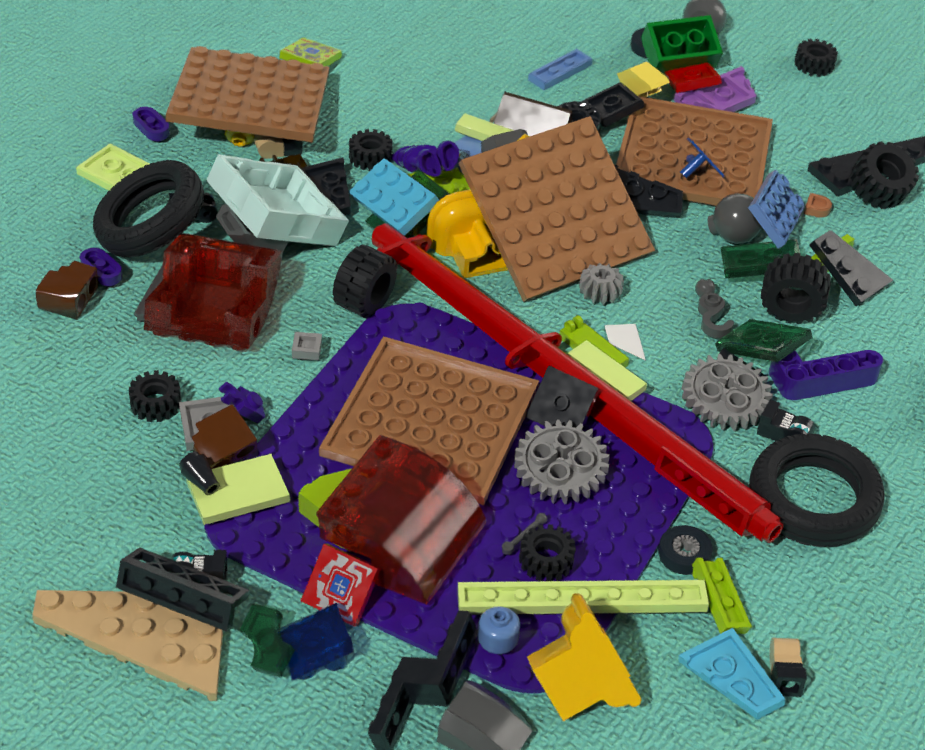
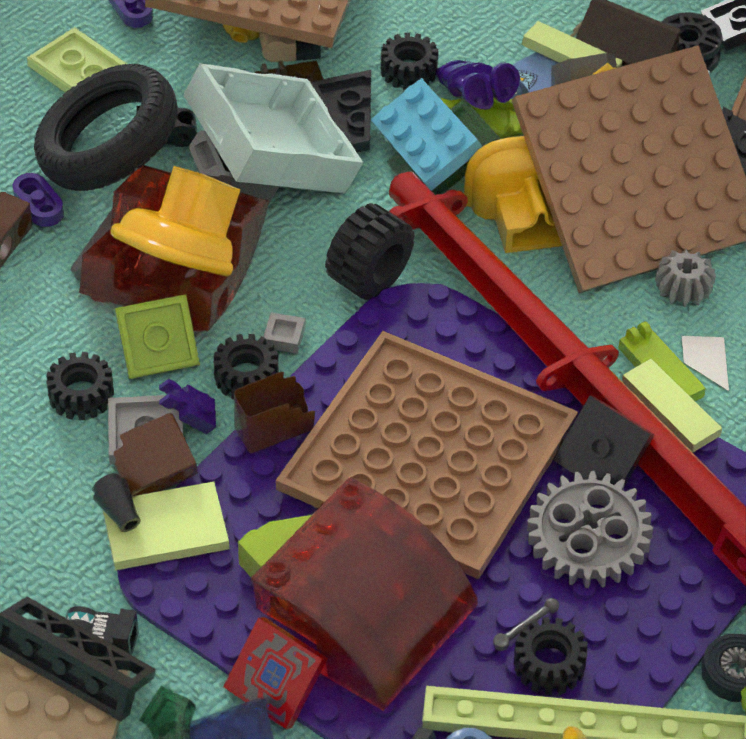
camera: 10 degrees right, 5 degrees up
(210, 355) = (157, 336): none -> lime tile
(226, 267) = (188, 226): none -> yellow piece
(281, 361) = (241, 352): none -> black tyre
(307, 400) = (271, 412): none -> reddish brown piece

